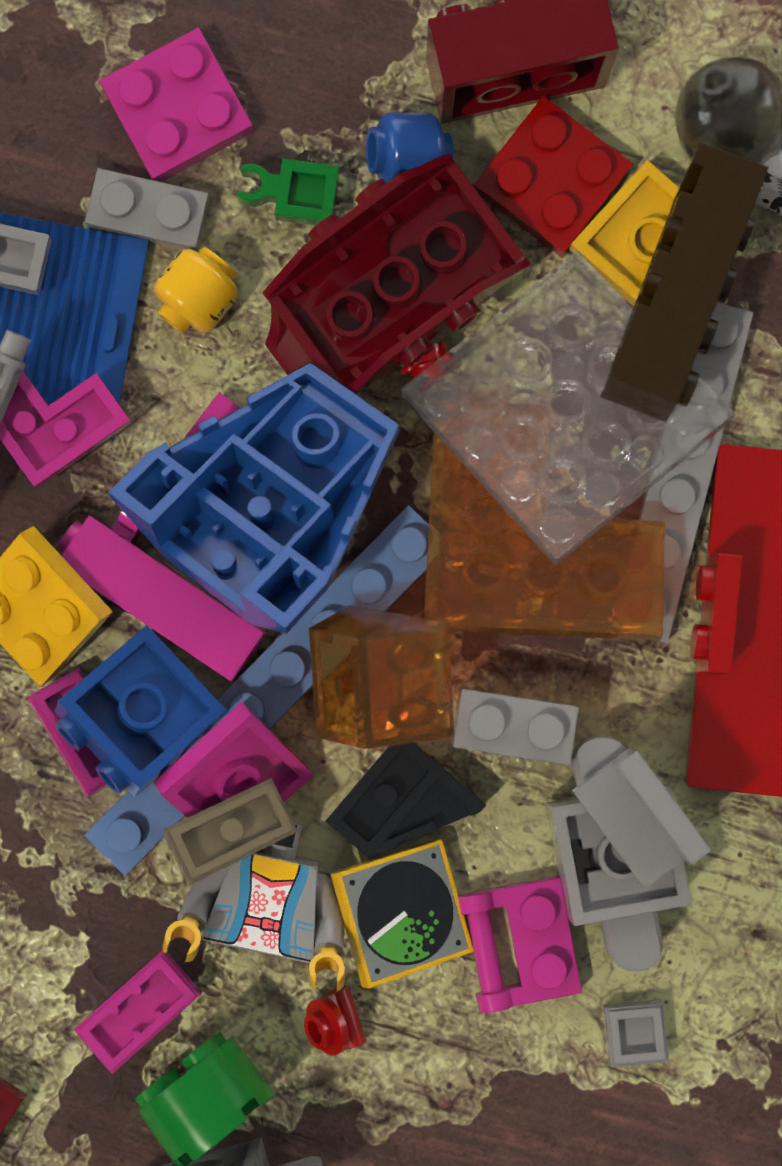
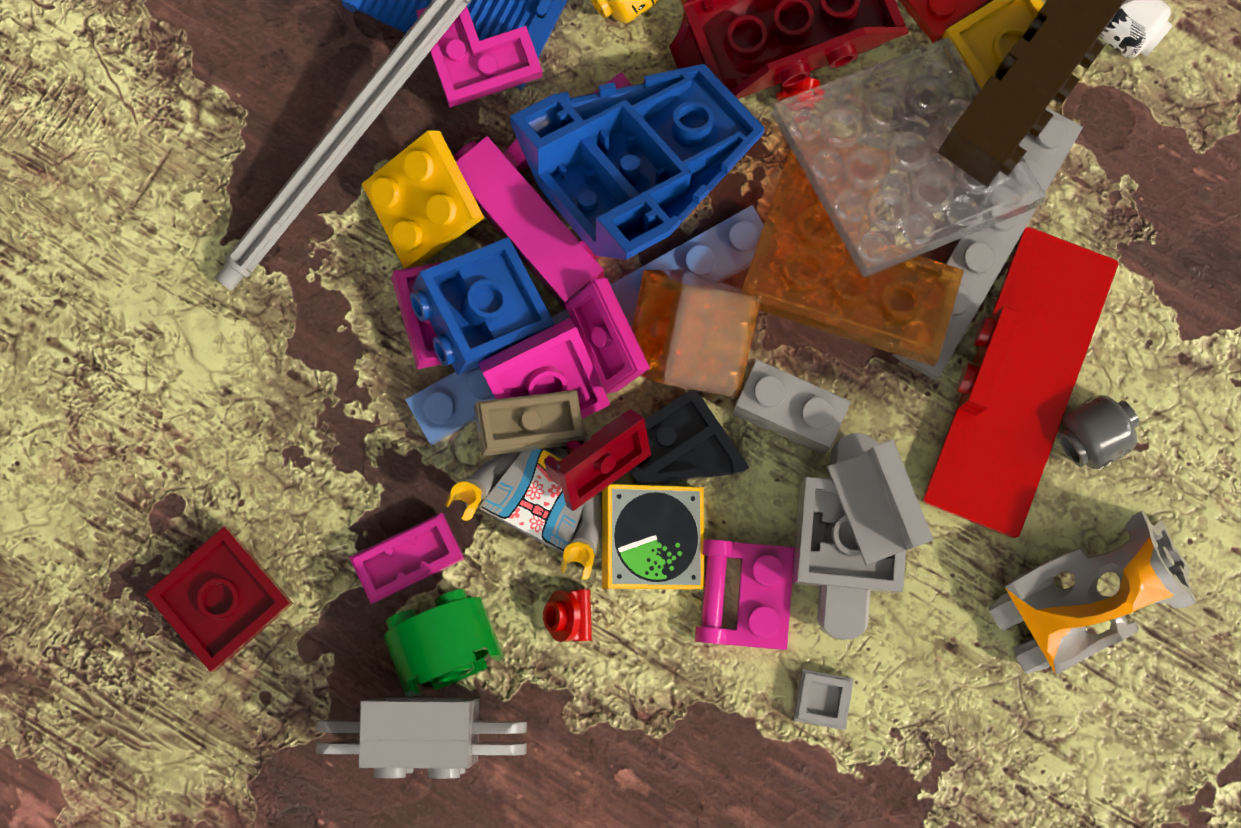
camera: 20 degrees right, 5 degrees down
(288, 708) = (607, 335): none -> dark pink plate
(321, 854) = (600, 460): none -> dark red plate

